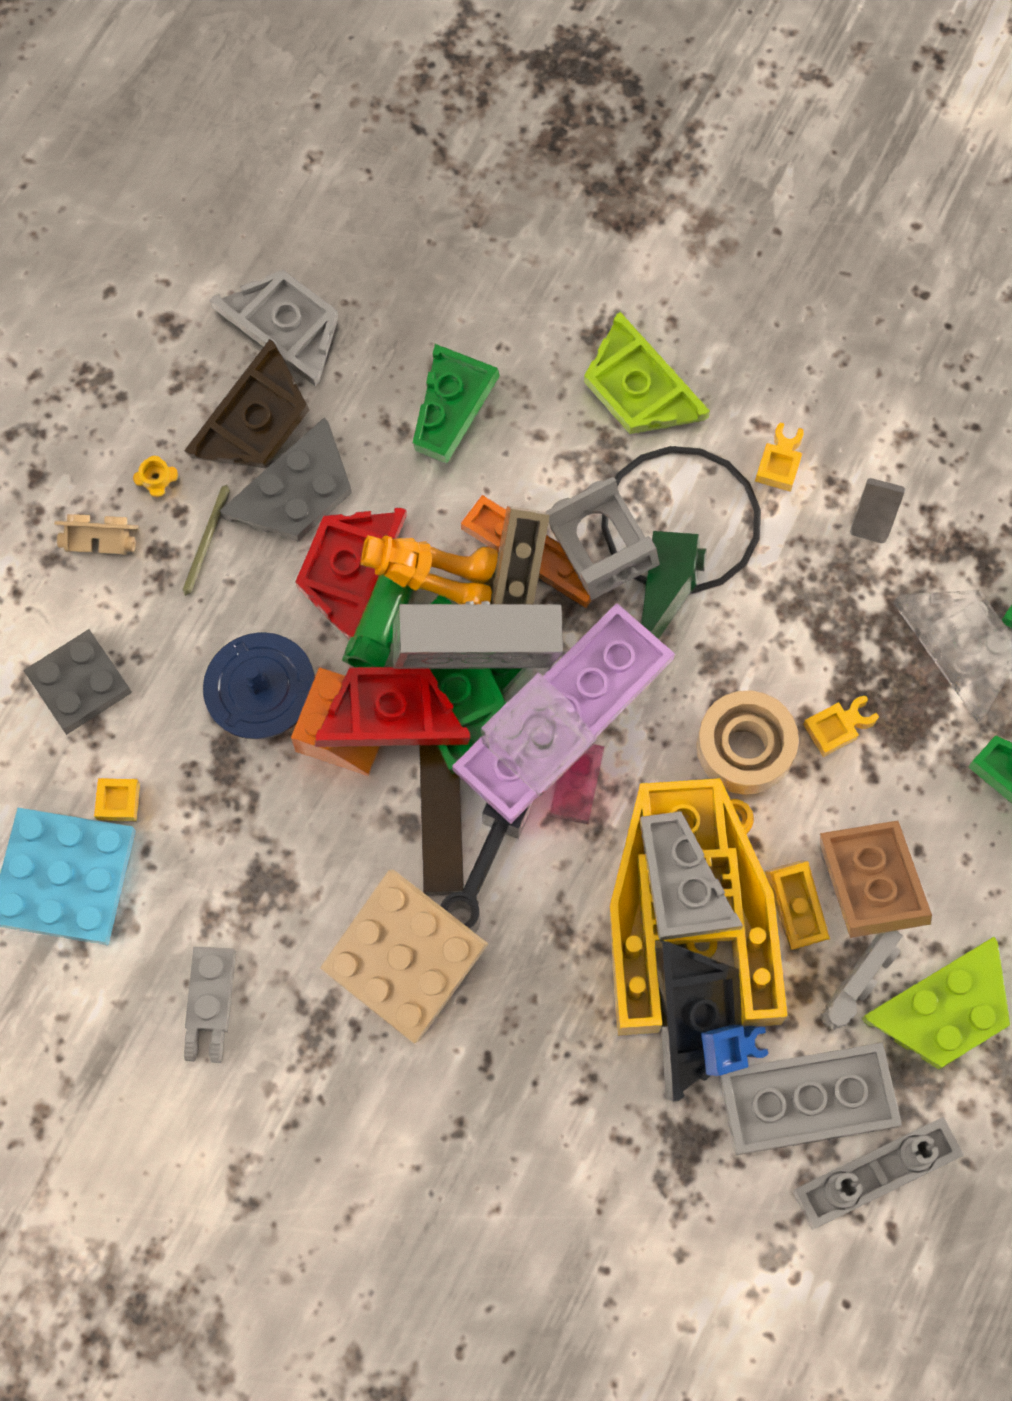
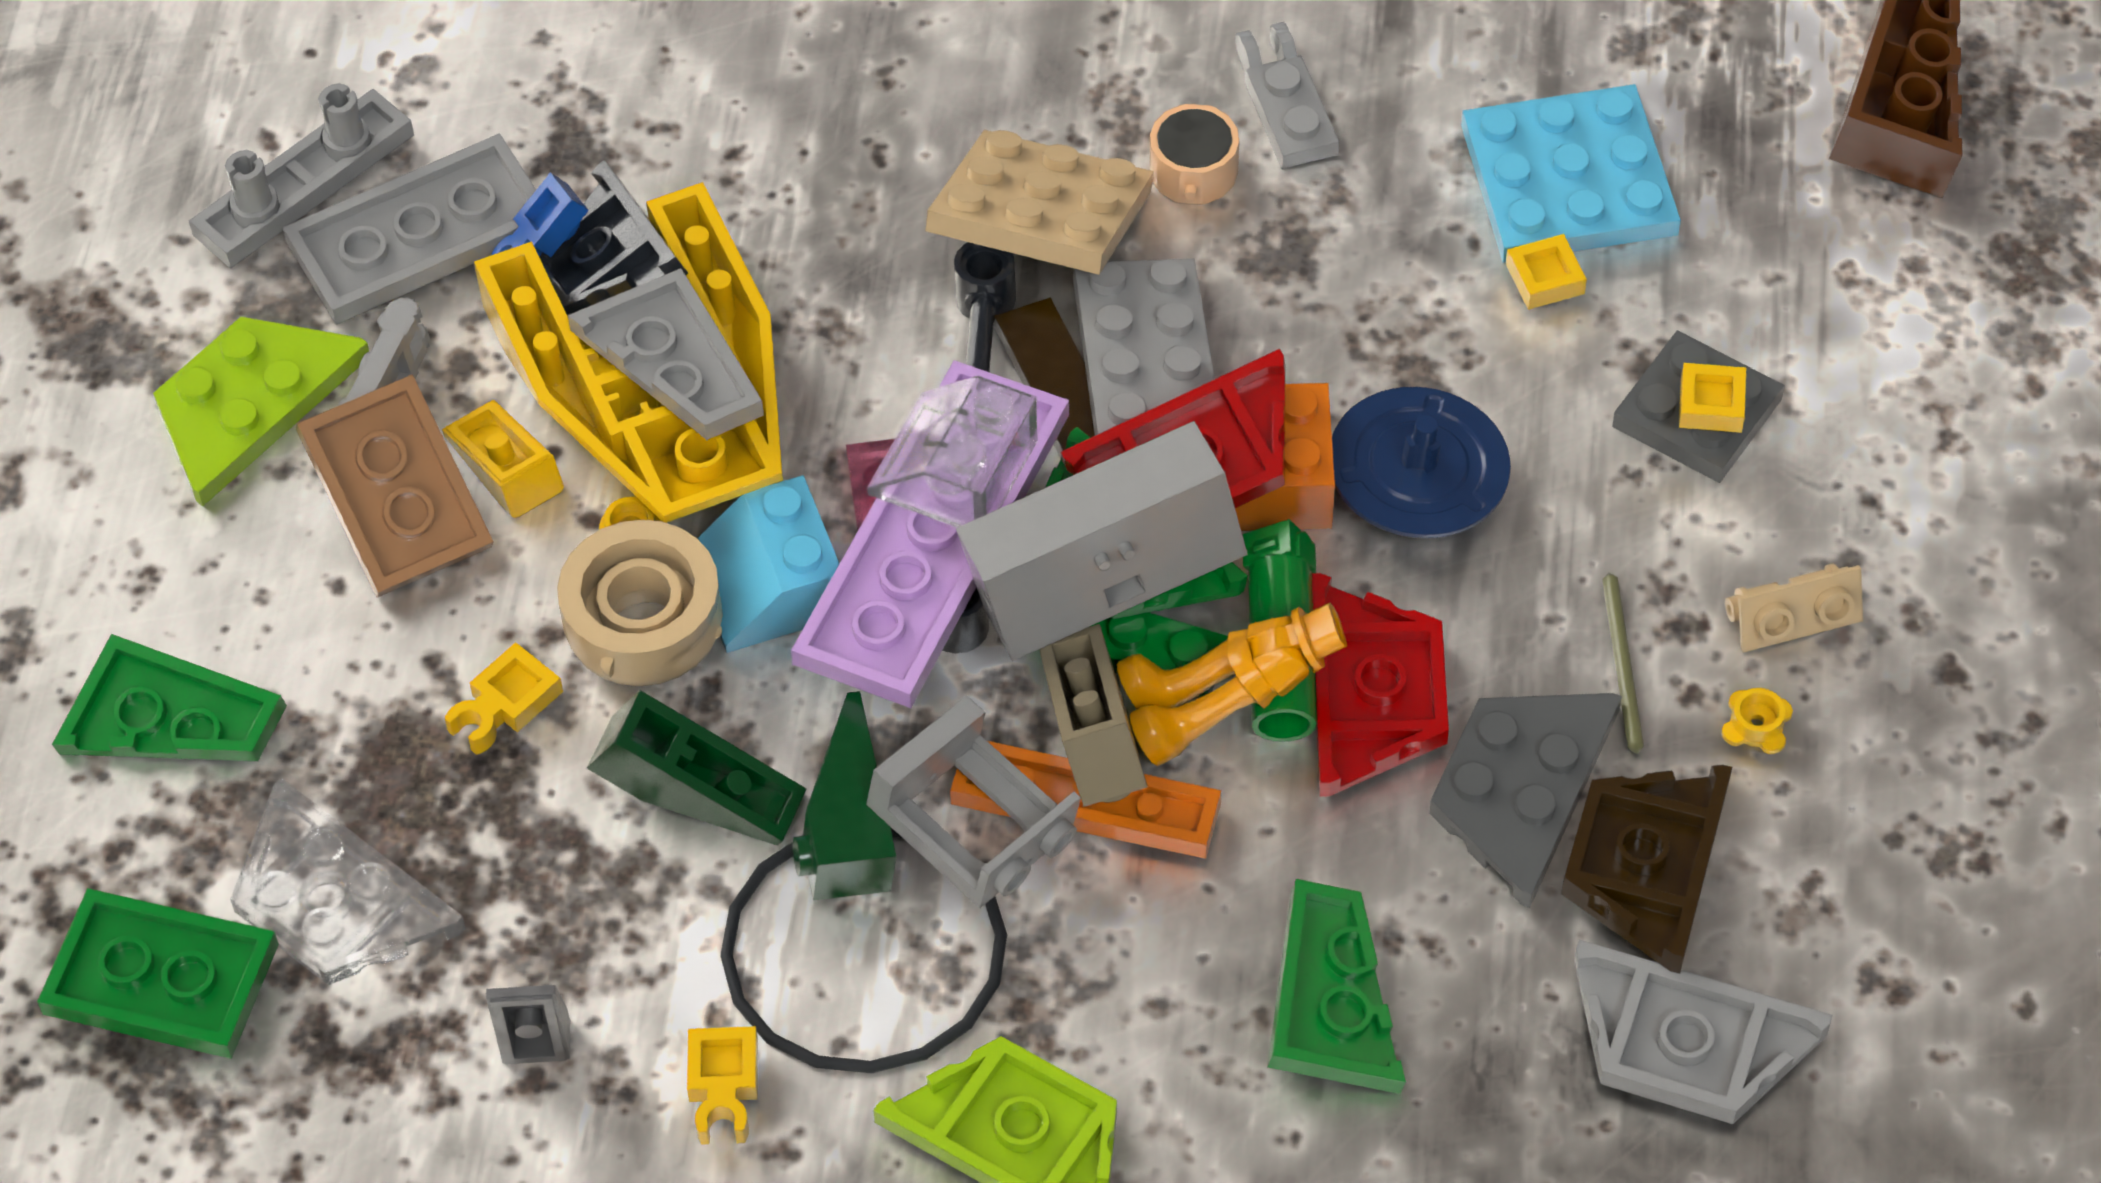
camera: 160 degrees right, 15 degrees down
(73, 654) = (1712, 397): none -> yellow plate
(288, 969) = (1194, 154): none -> piece
(383, 818) = (1141, 336): none -> light grey plate
(658, 748) = (769, 562): none -> medium azure slope
(747, 636) = (693, 771): none -> dark green slope

